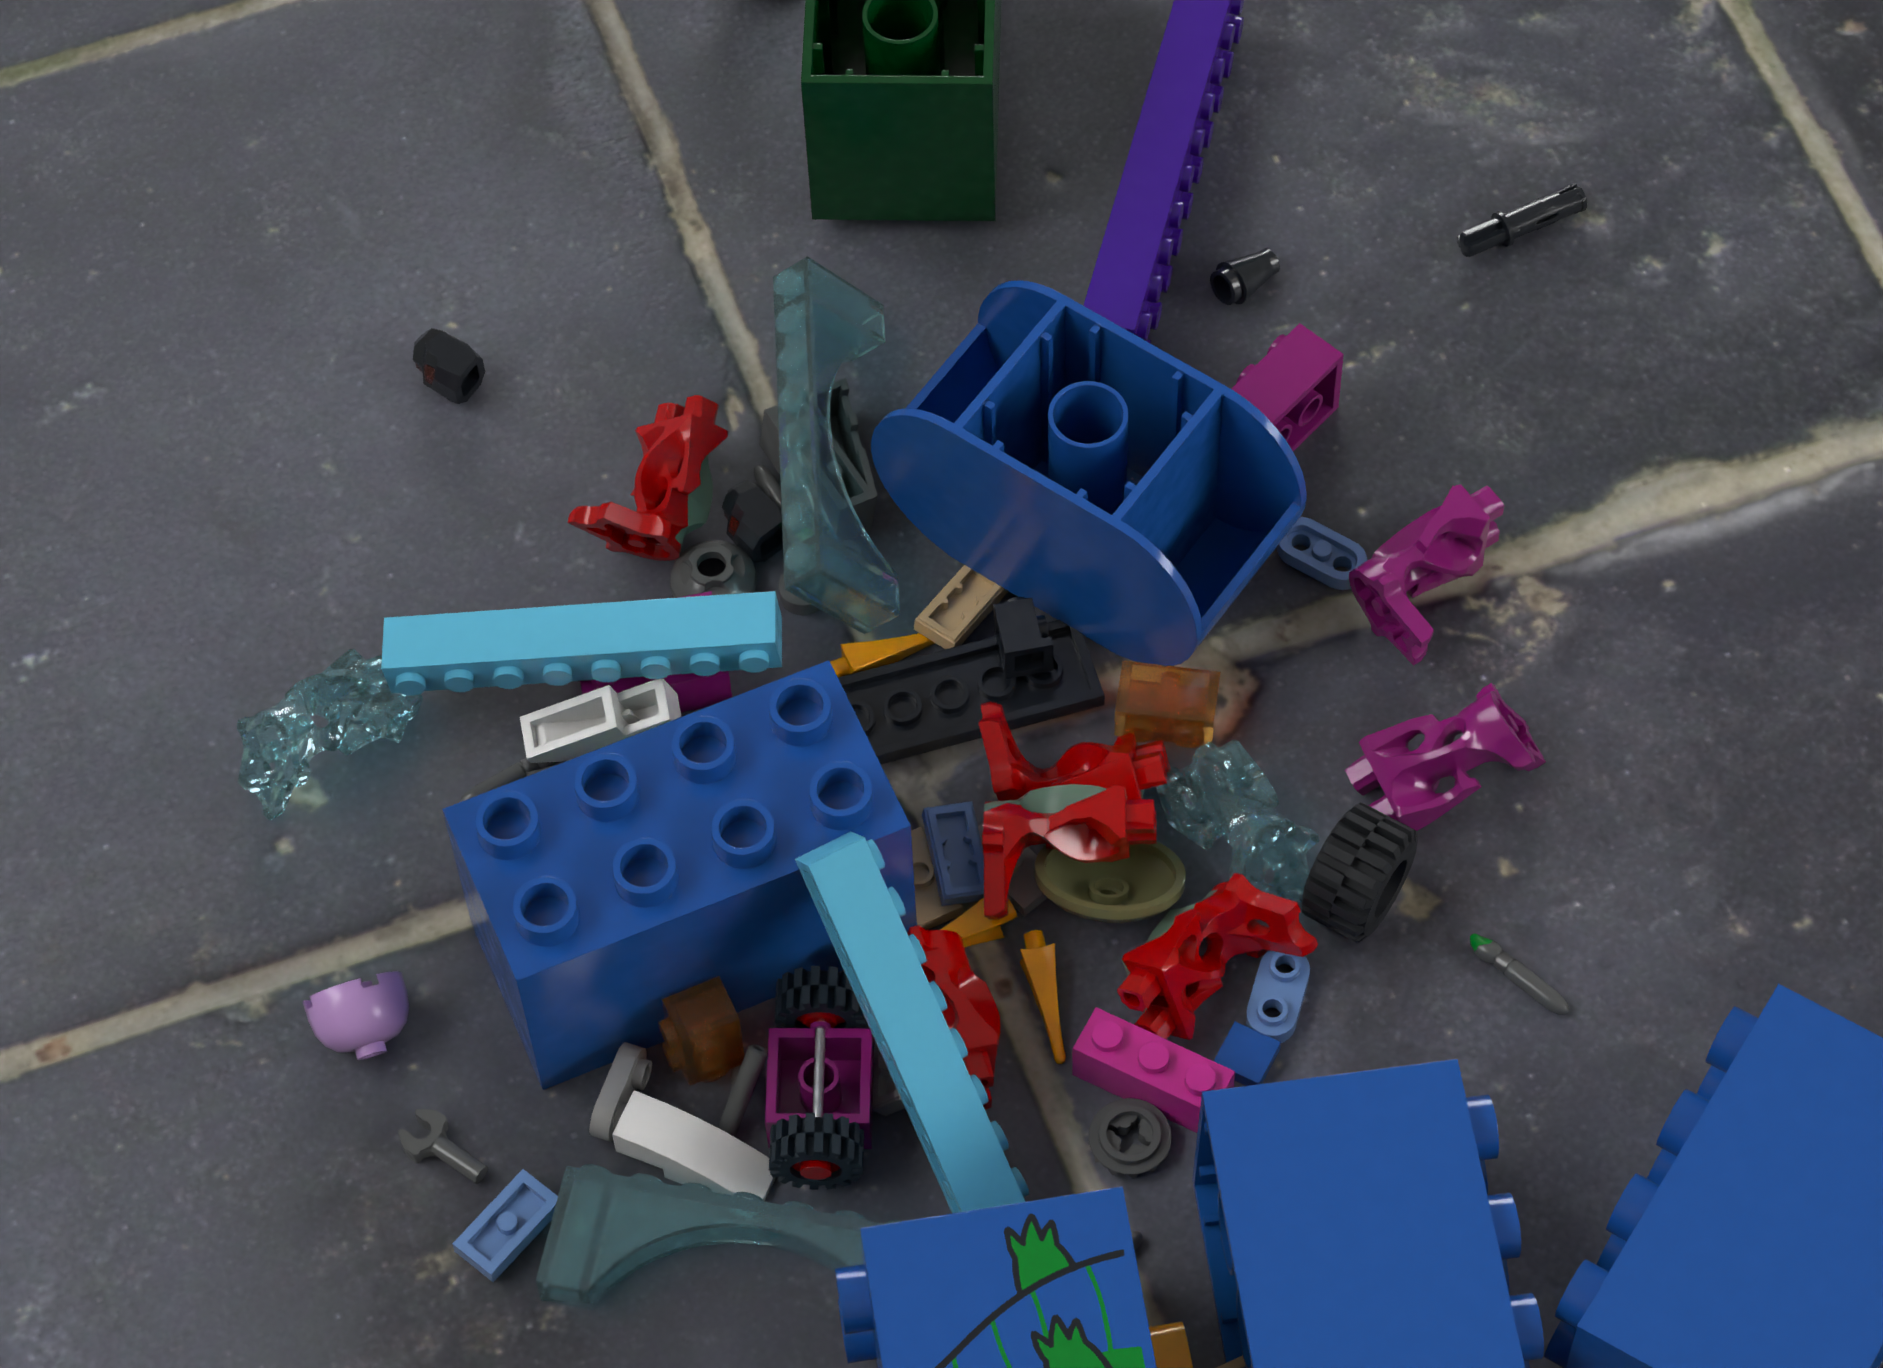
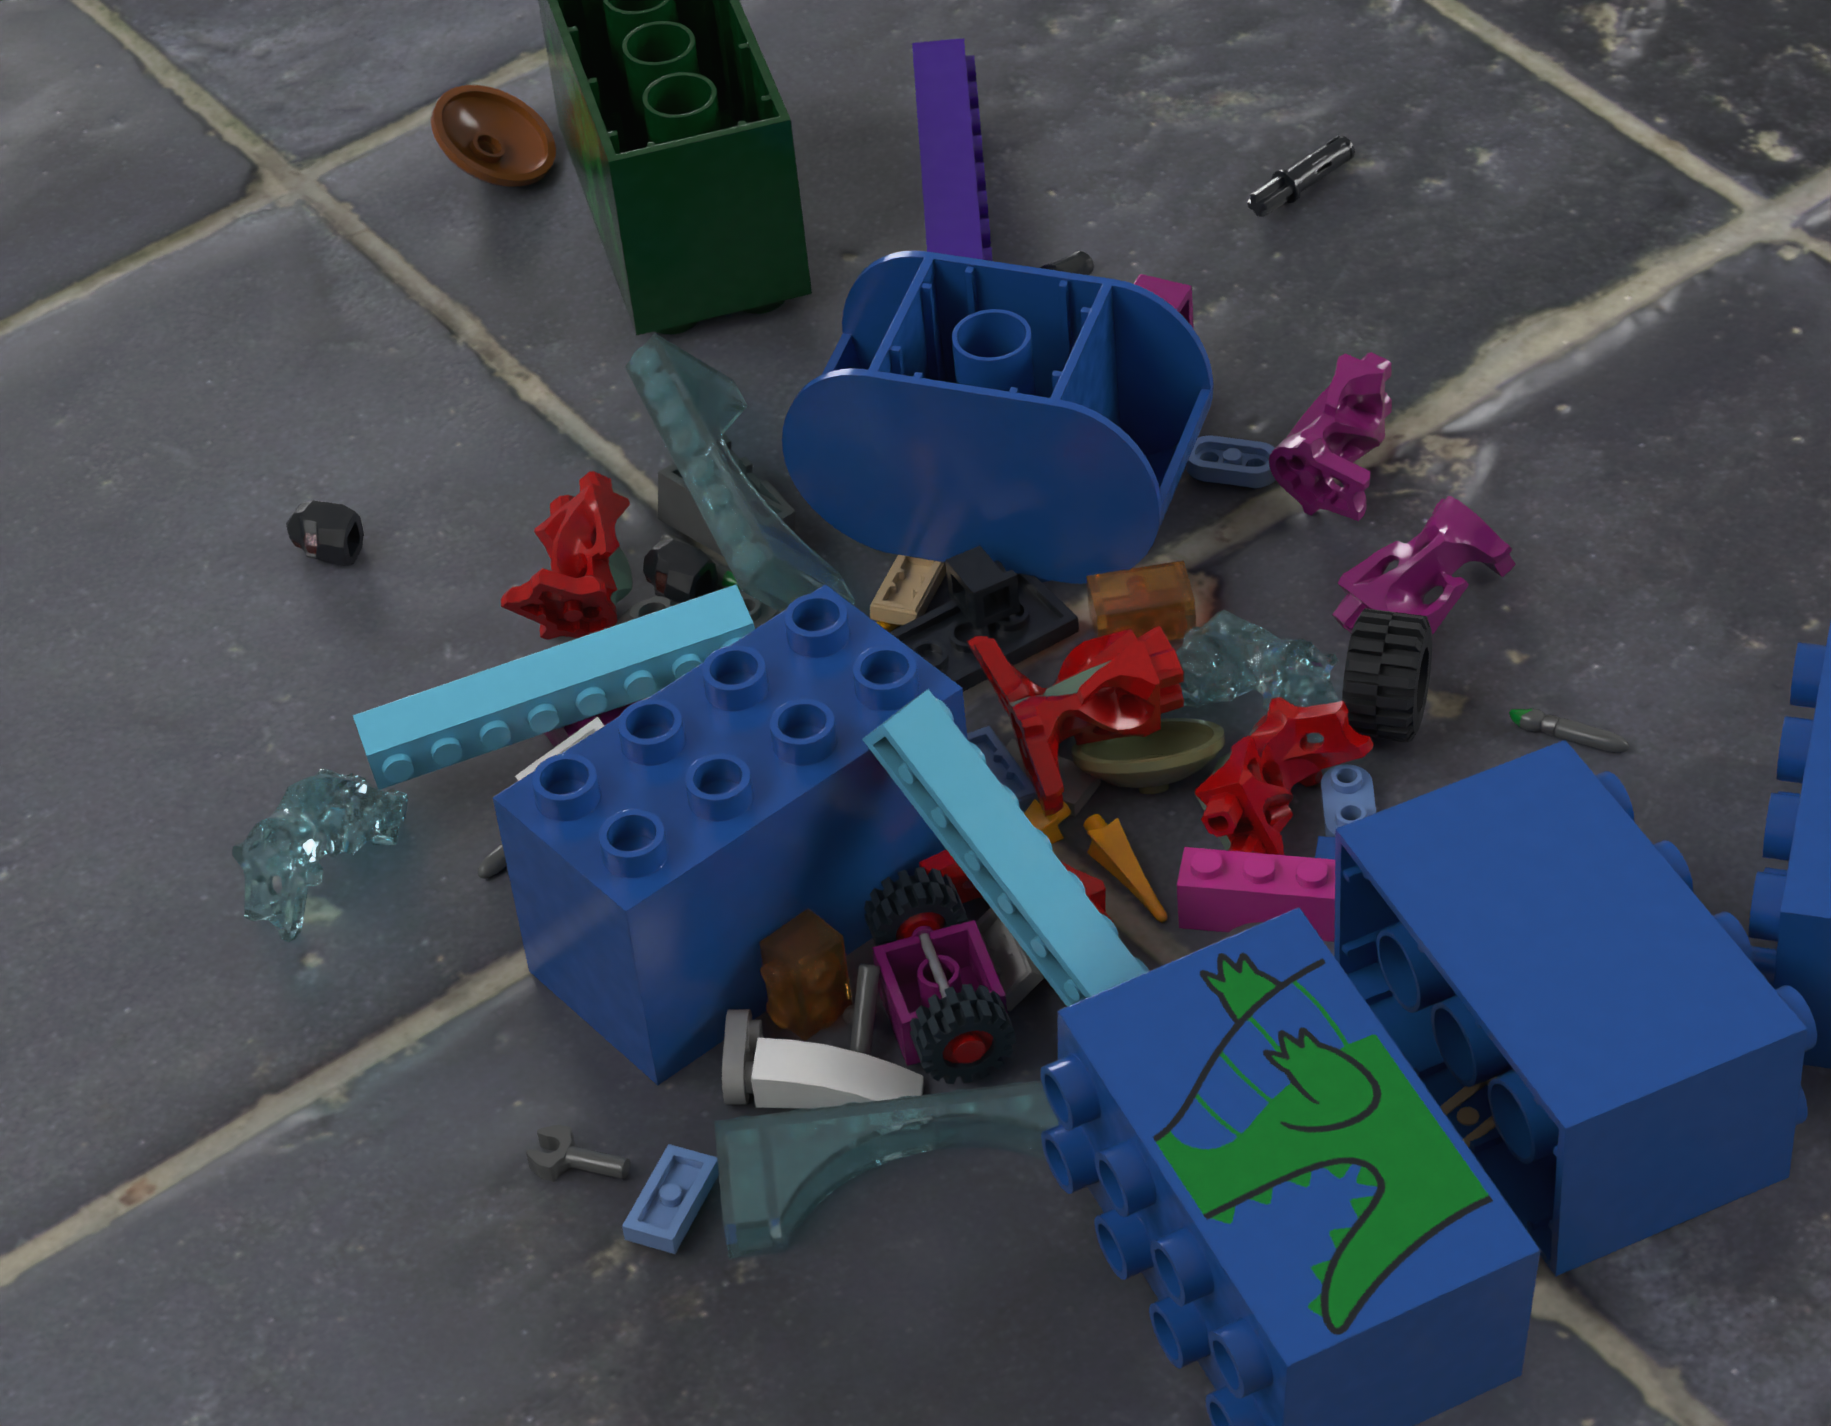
camera: 15 degrees left, 15 degrees down
(359, 1014) = (448, 1059): lavender cylinder -> none

